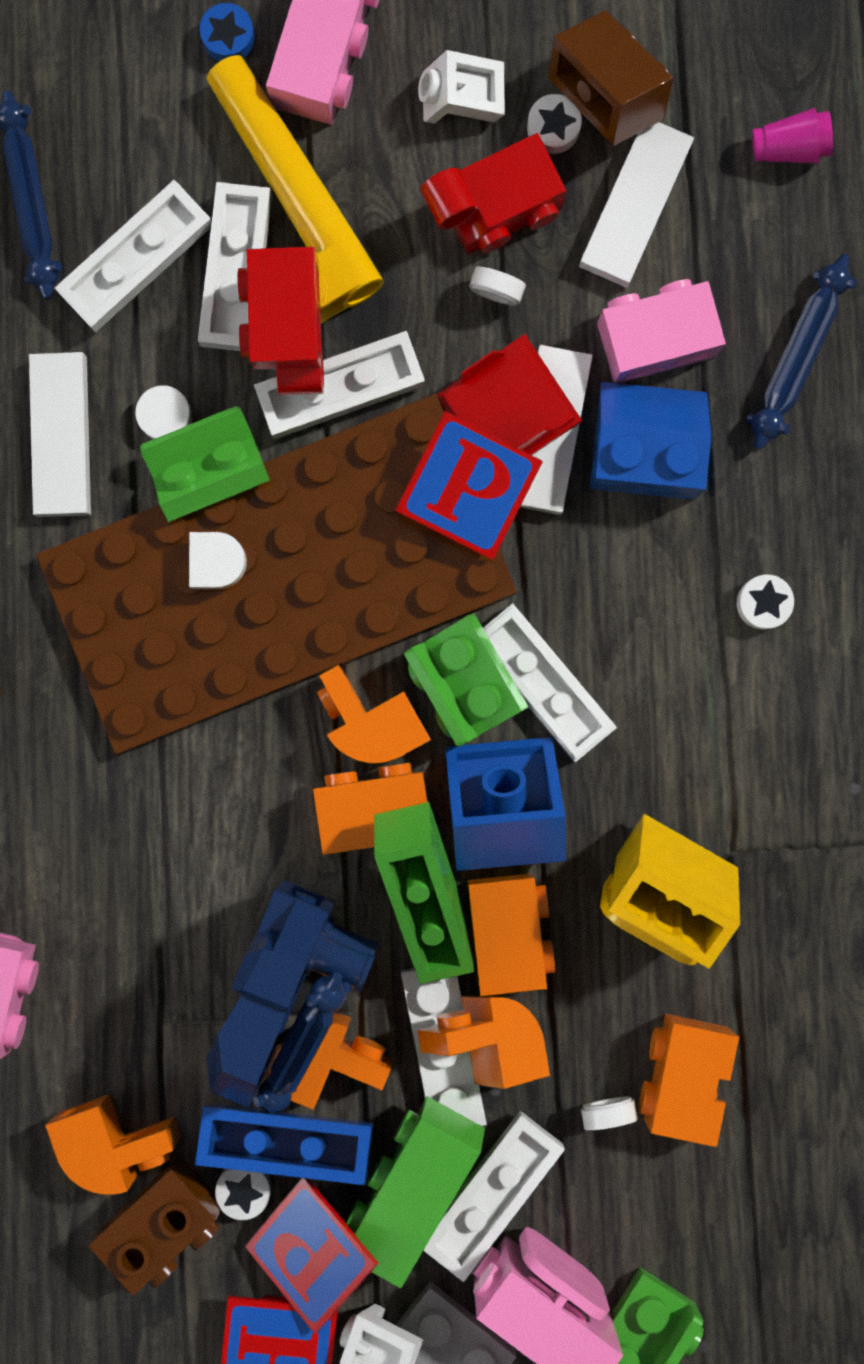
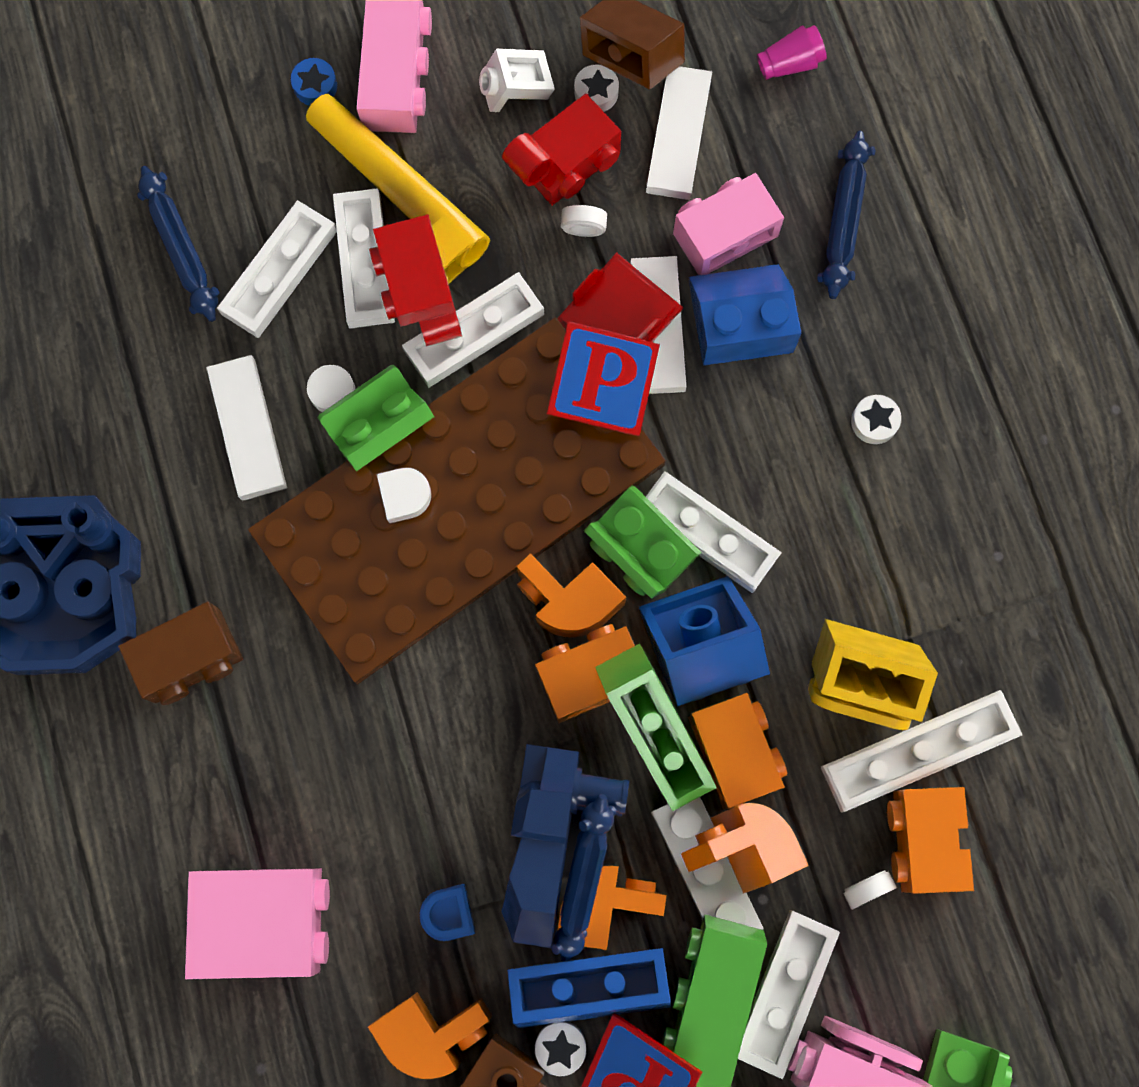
camera: 15 degrees left, 10 degrees down
(159, 1024) = (447, 914): none -> blue tile
(735, 978) = (921, 751): none -> white tile

